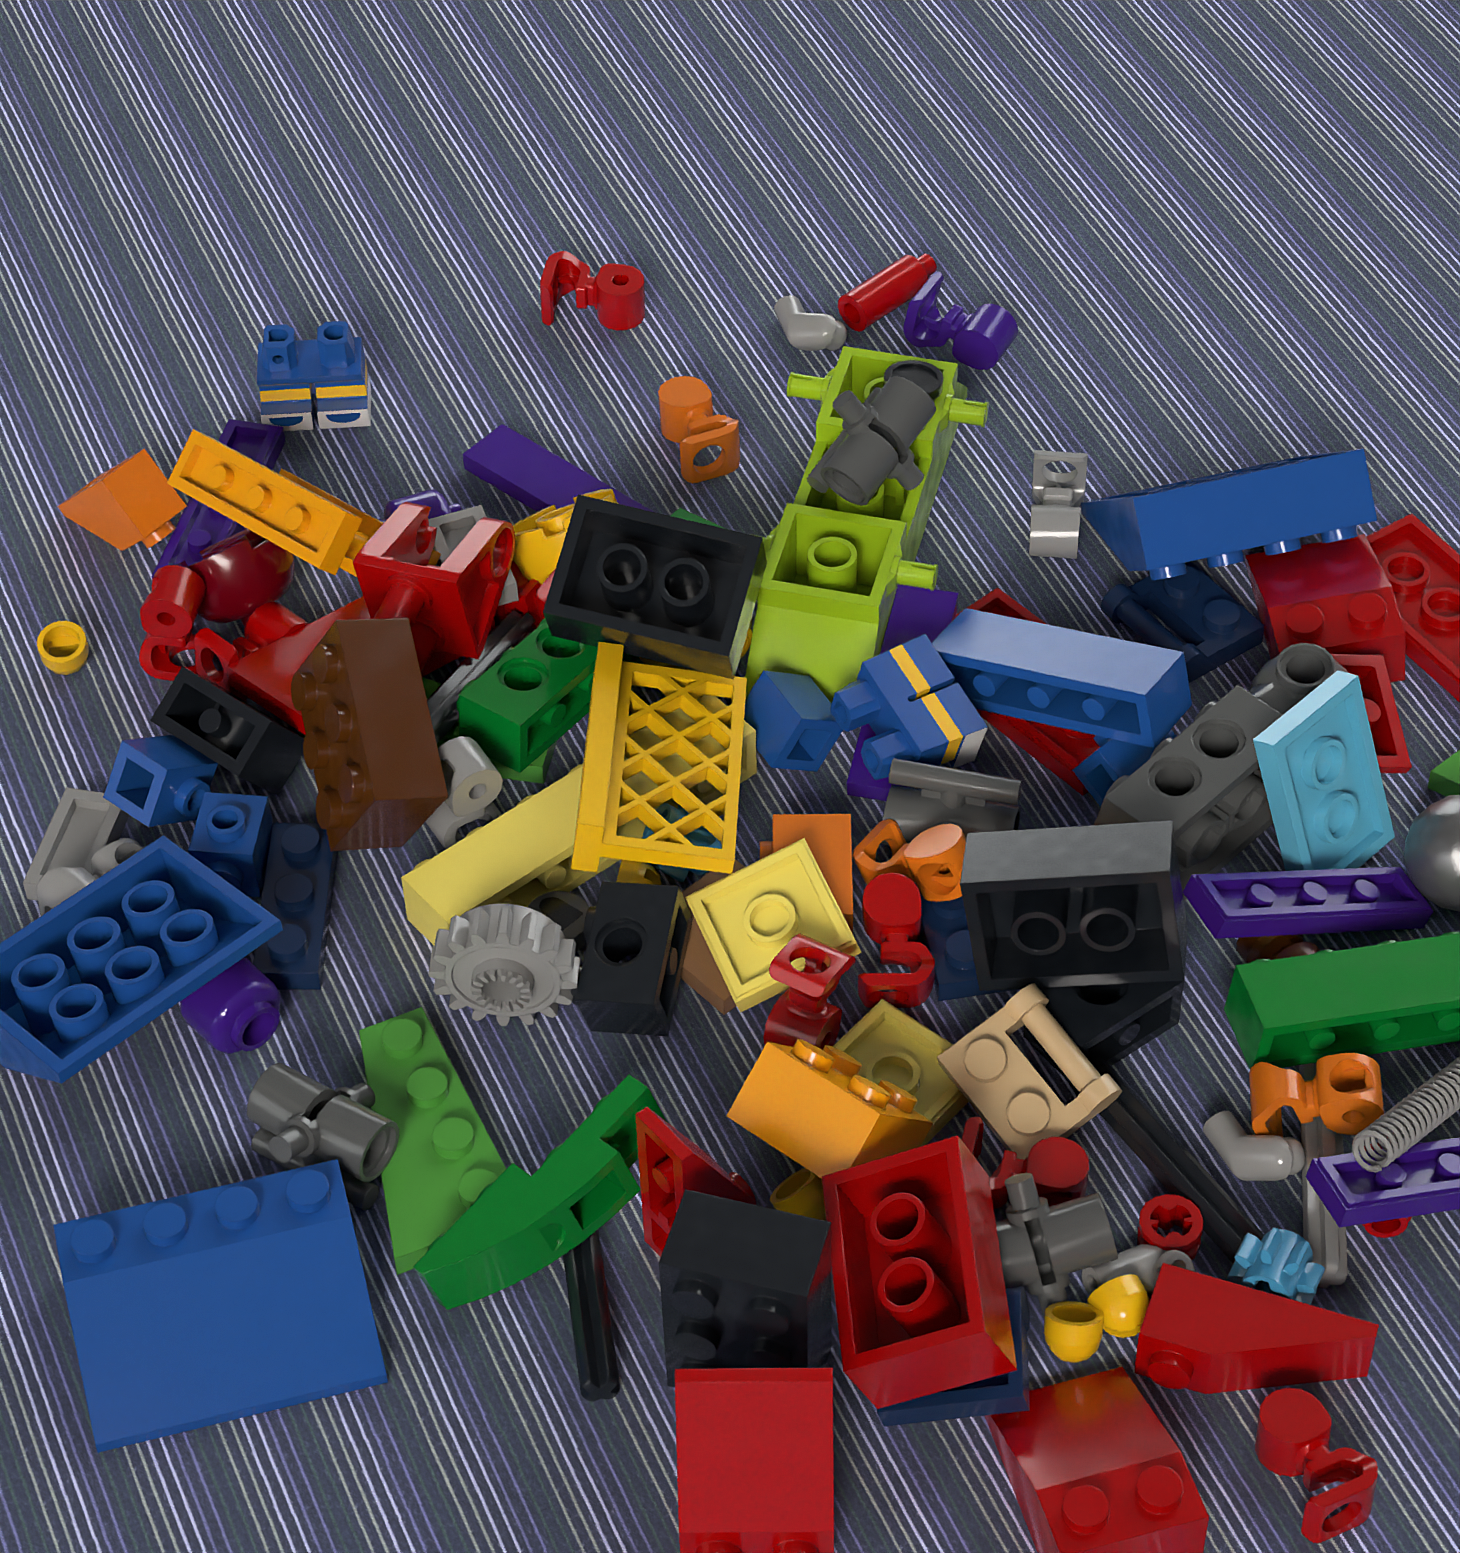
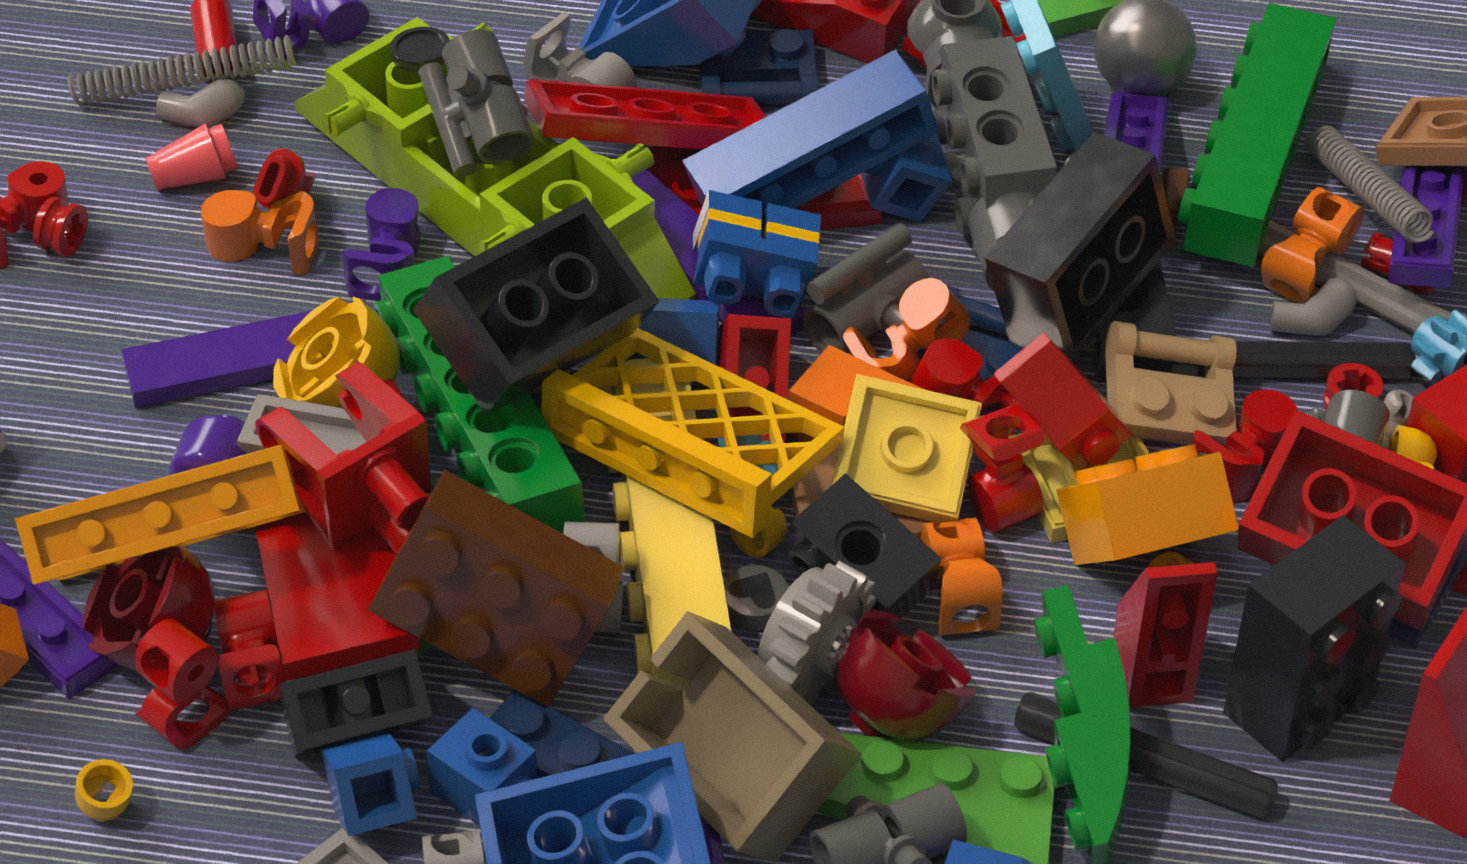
camera: 60 degrees left, 0 degrees up
(346, 963) = (749, 740): none -> dark tan piece
(511, 1045) = (899, 681): none -> dark red cylinder
(594, 309) = (60, 226): none -> red bush
(696, 1021) = (964, 575): none -> orange leg
(740, 352) = (193, 159): none -> coral cone
(752, 405) = (281, 177): none -> red piece
(763, 501) = (391, 239): none -> dark purple leg
(777, 278) = (108, 78): none -> light grey piece
(787, 777) = (756, 351): none -> red slope
(896, 996) = (1064, 403): none -> red slope
(1010, 558) = (637, 114): none -> red tile

